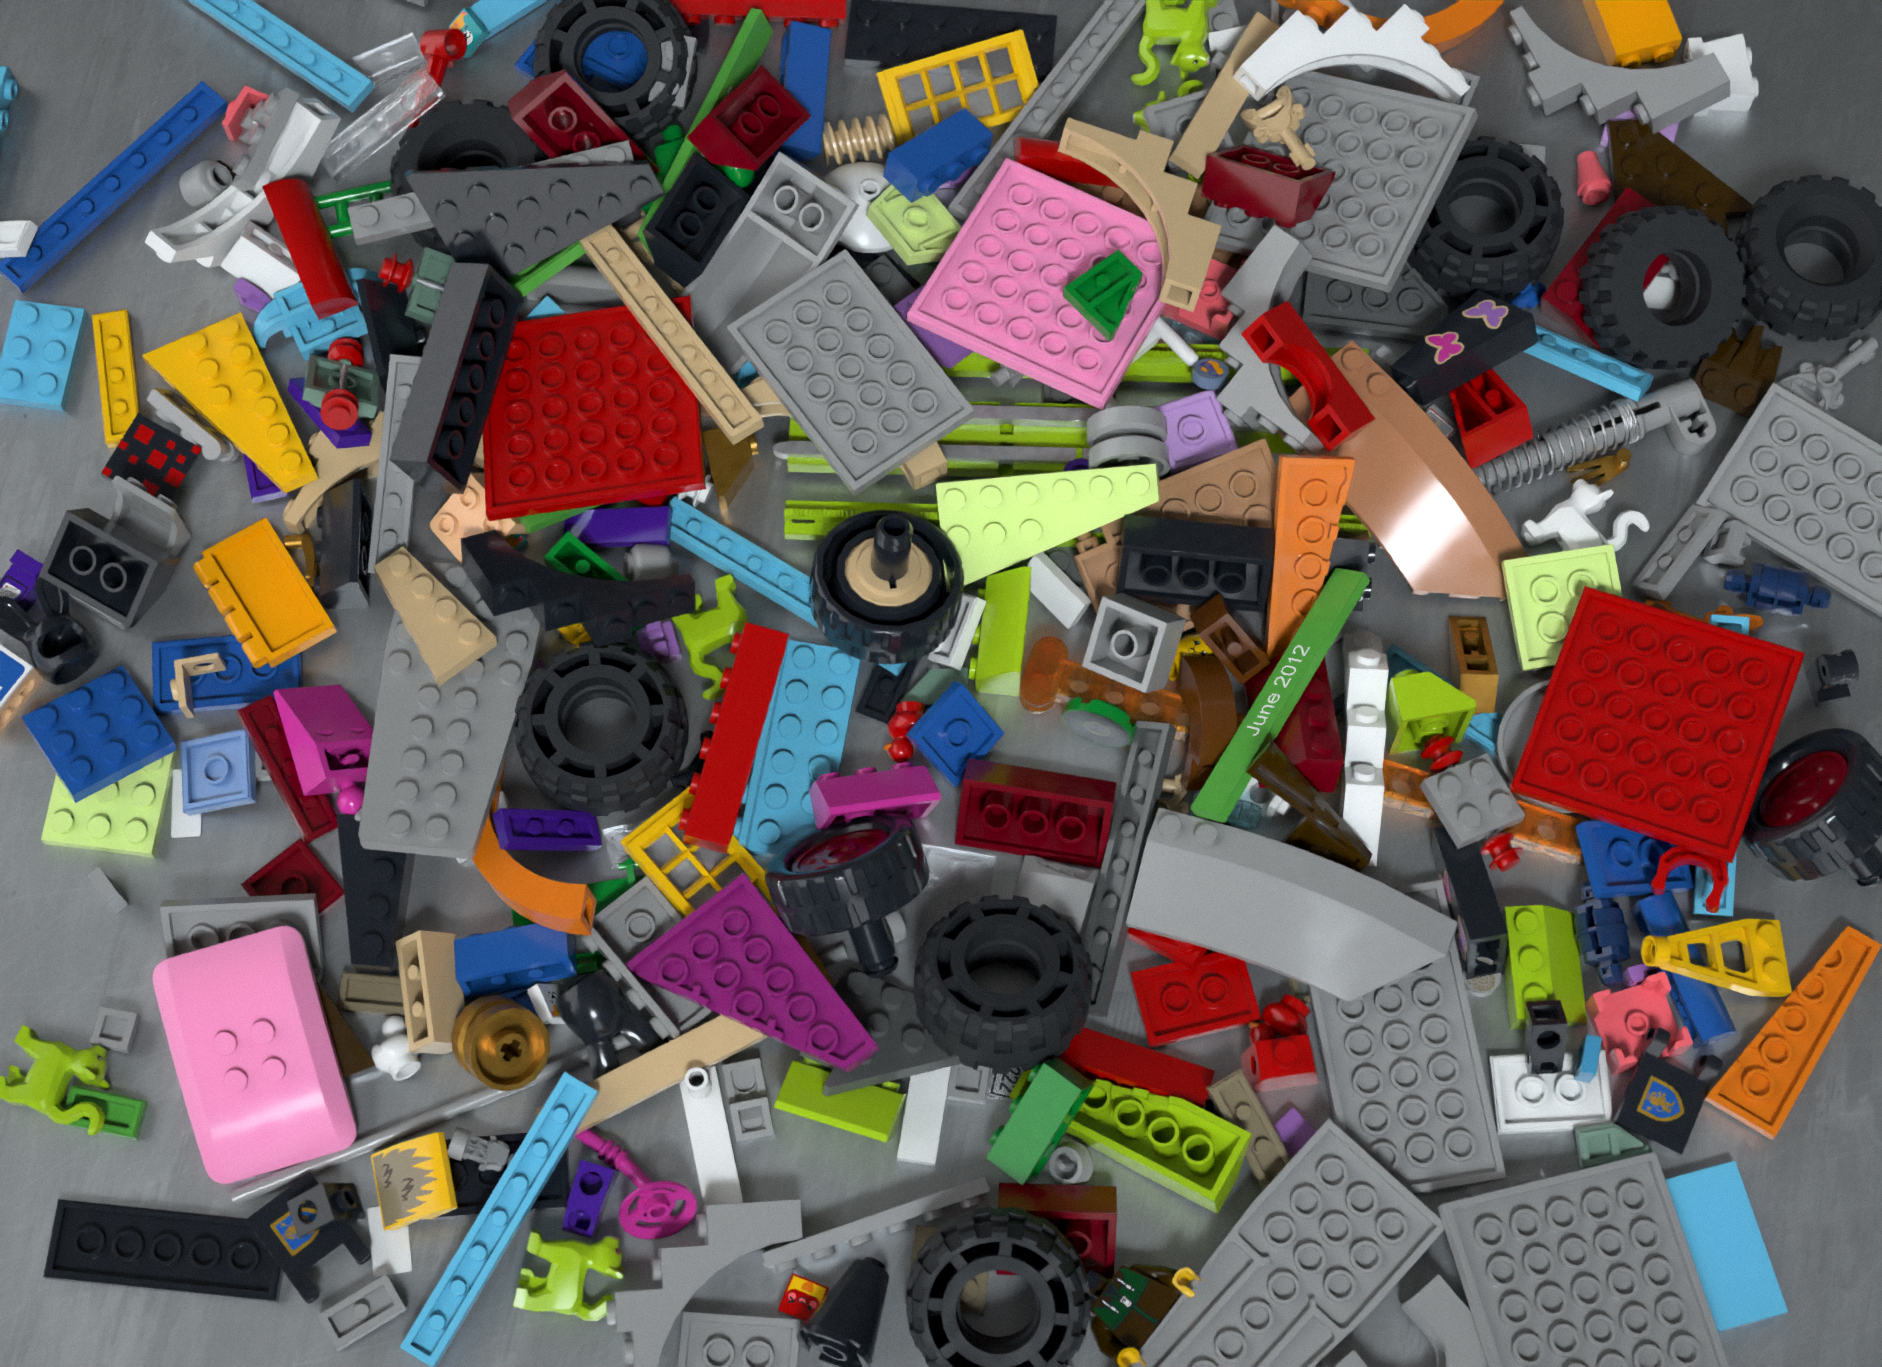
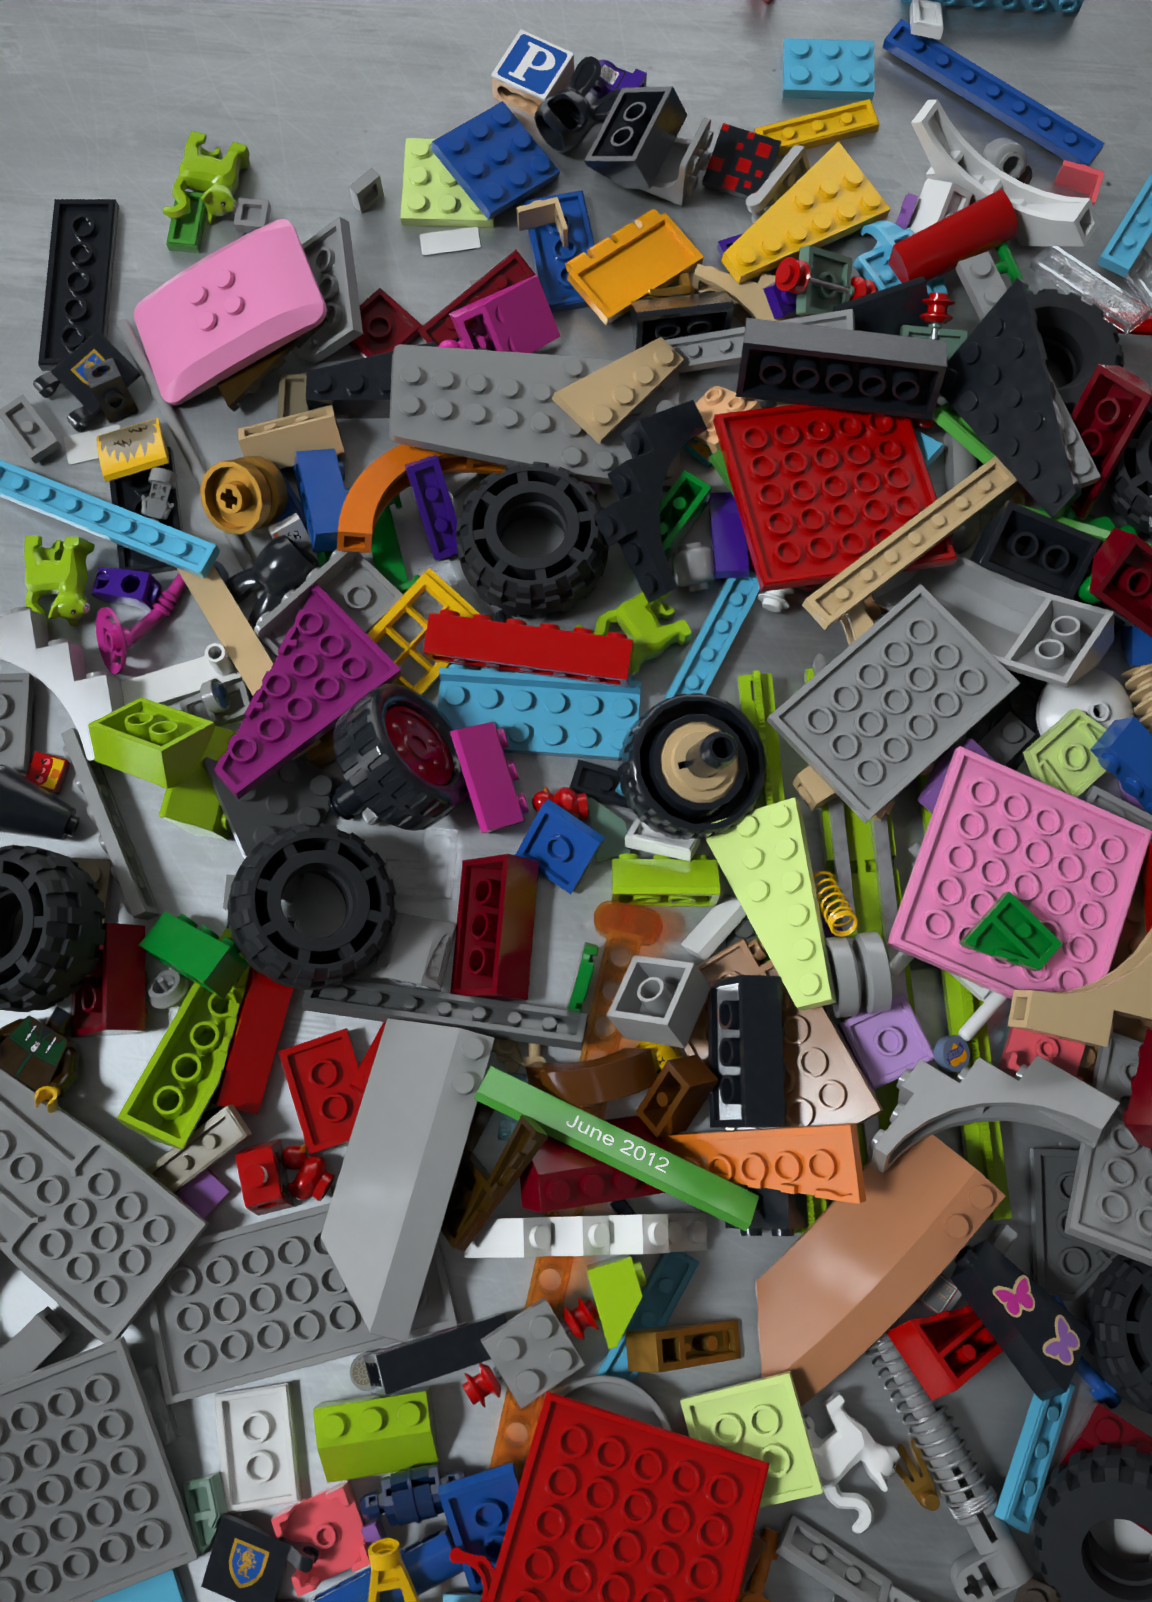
camera: 85 degrees right, 5 degrees up
(218, 772) = (471, 253): medium blue tile -> none
(261, 131) = (1048, 180): light grey plate -> none
(394, 1053) = (239, 417): white animal -> none
(659, 641) = (622, 585): medium lavender tile -> none
(728, 463) = (798, 626): pearl gold slope -> none
(740, 1094) = (215, 696): none -> light grey tile
(800, 1142) = (151, 741): none -> lime slope
(924, 1117) = (203, 856): white tile -> none
(1072, 447) = (831, 919): none -> yellow piece
(1285, 340) = (984, 1124): red arch -> none
(1545, 1037) = (296, 1438): black leg -> none
(1588, 1058) = (281, 1484): dark azure tile -> none

